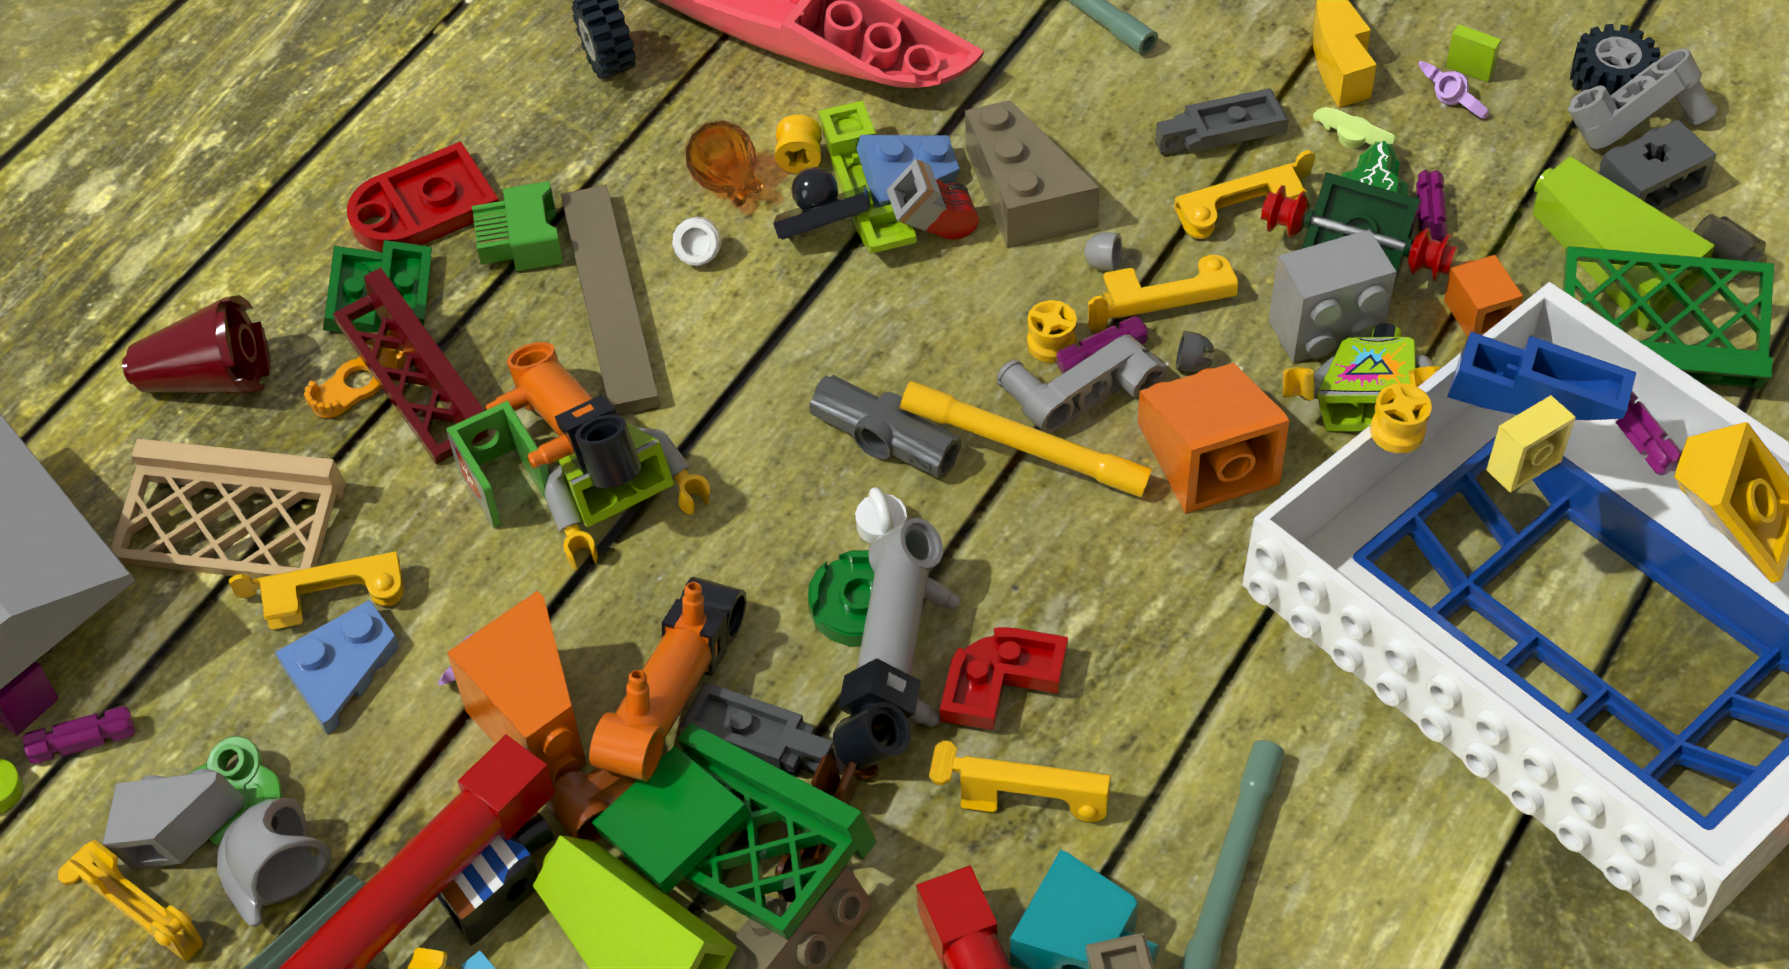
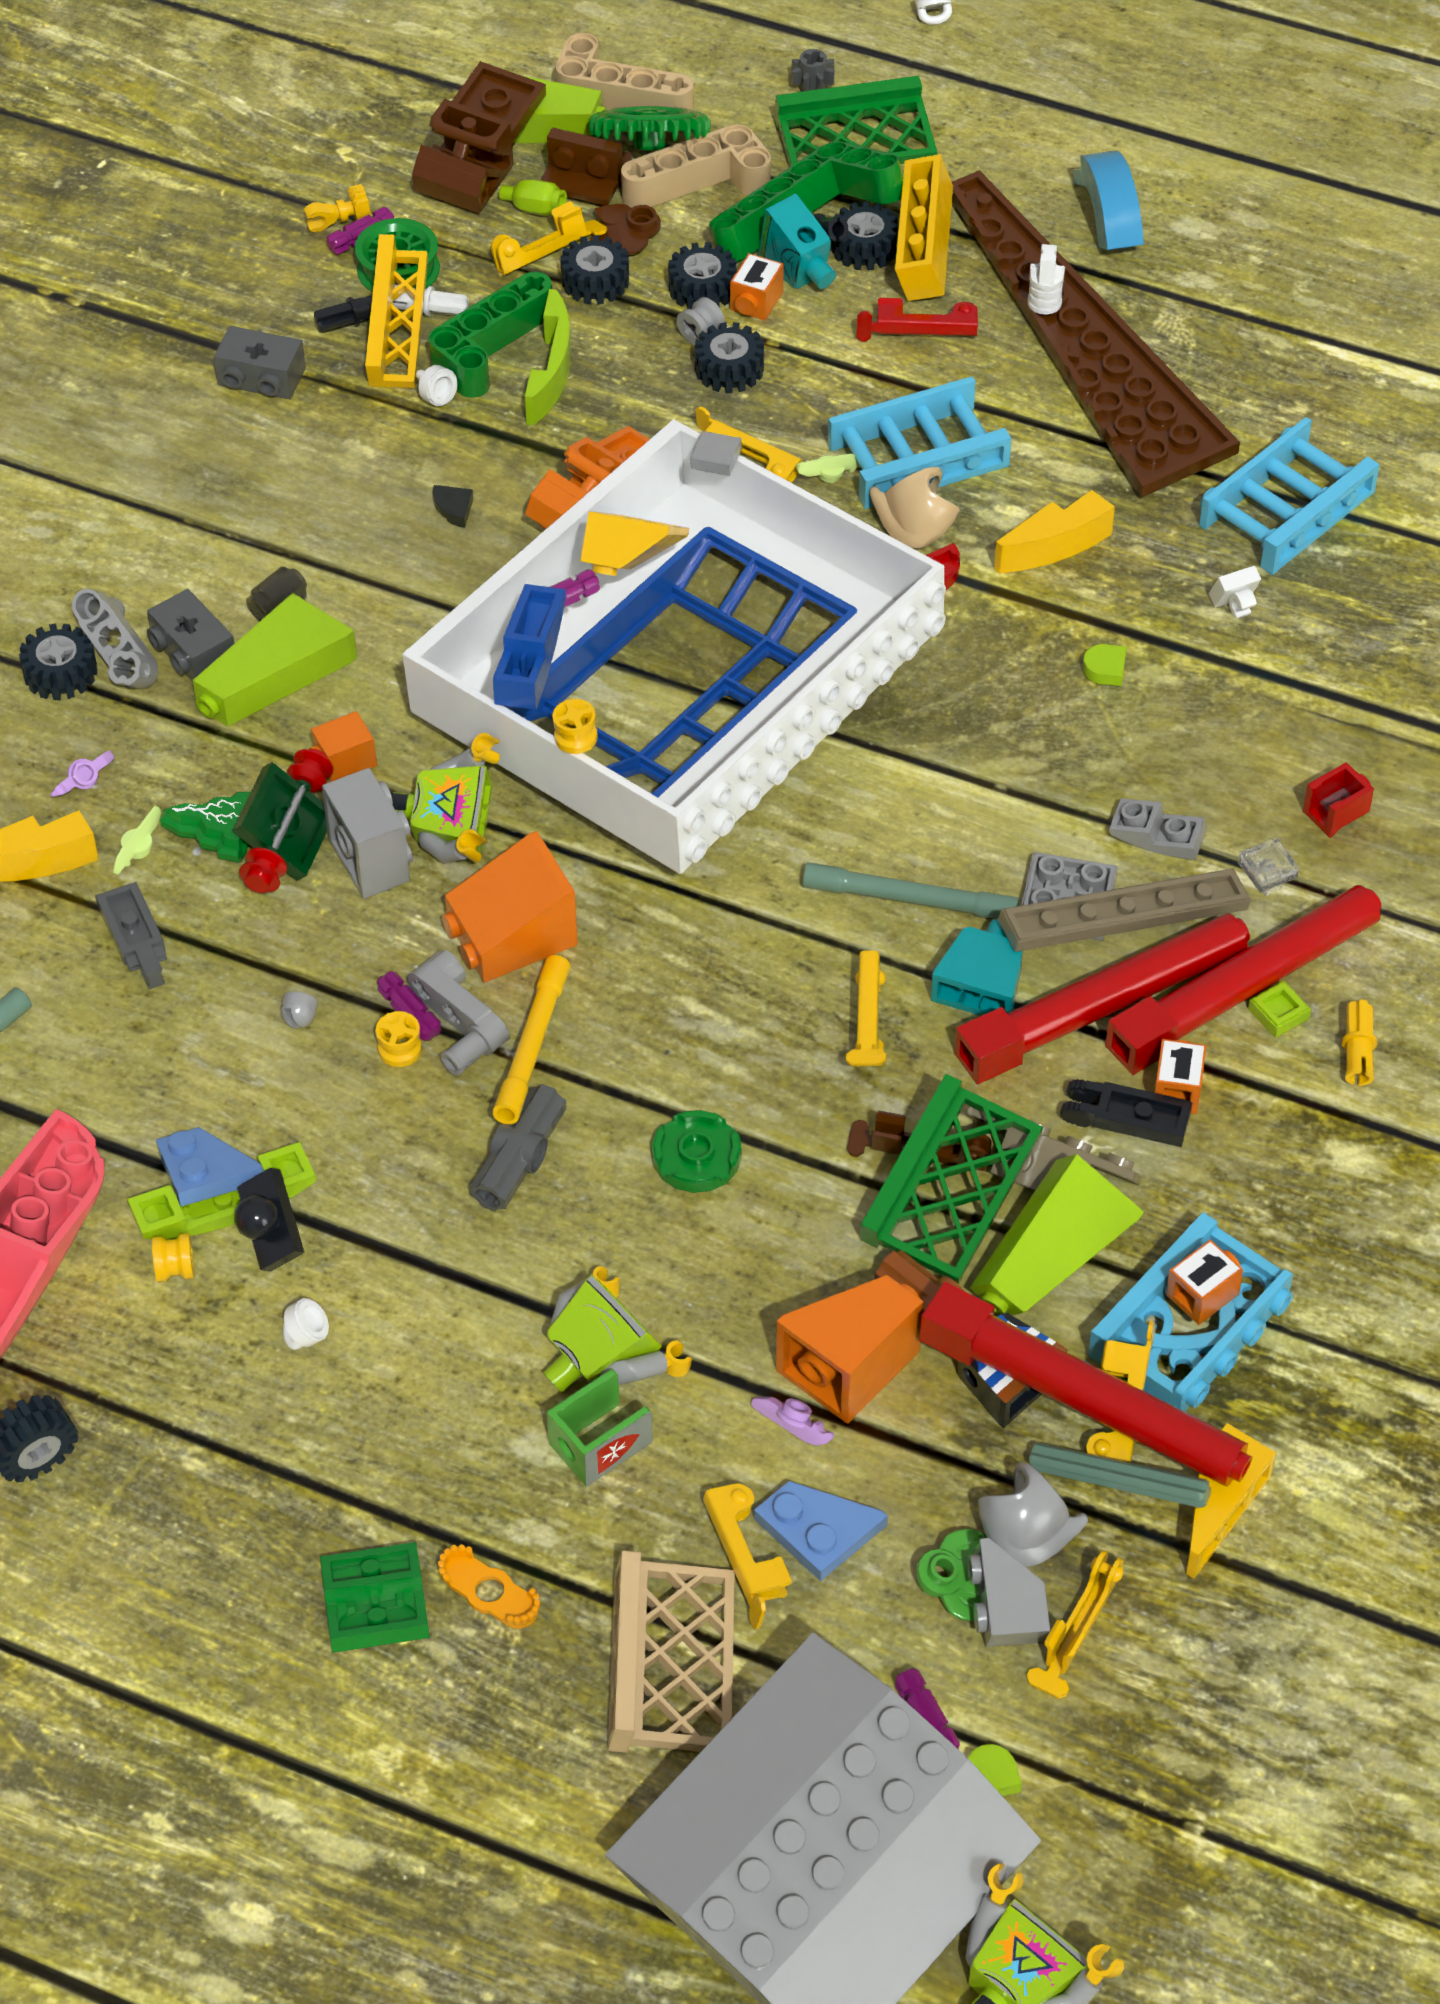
camera: 100 degrees left, 0 degrees up
(202, 353) = (493, 1713): dark red cone -> none
(419, 199) = (248, 1580): red tile -> none
(421, 351) = (480, 1510): dark red fence -> none
(519, 228) = (295, 1479): bright green piece -> none
(586, 425) = (590, 1323): piece -> none
(609, 301) = (372, 1393): dark tan tile -> none
(671, 819) = (949, 1225): green tile -> none
(690, 646) = (773, 1245): orange piece -> none
(723, 160) = (202, 1314): clear orange piece -> none
(758, 728) = (843, 1201): dark grey hinge -> none
(878, 514) = (614, 1144): white tile -> none
(881, 688) = (806, 1104): piece -> none
(931, 203) = (262, 1130): leg -> none
(1006, 658) = (756, 1051): red plate -> none
(1027, 177) = (213, 1071): dark tan wedge -> none
(1127, 298) = (352, 989): yellow piece -> none
(1191, 350) = (420, 946): dark grey hinge -> none
(1199, 208) = (214, 889): yellow piece -> none
(1433, 207) = (223, 786): magenta axle -> none
(1473, 53) = (45, 754): lime tile -> none
(1530, 443) = (597, 647): light yellow piece -> none
(1704, 363) = (407, 624): green fence -> none

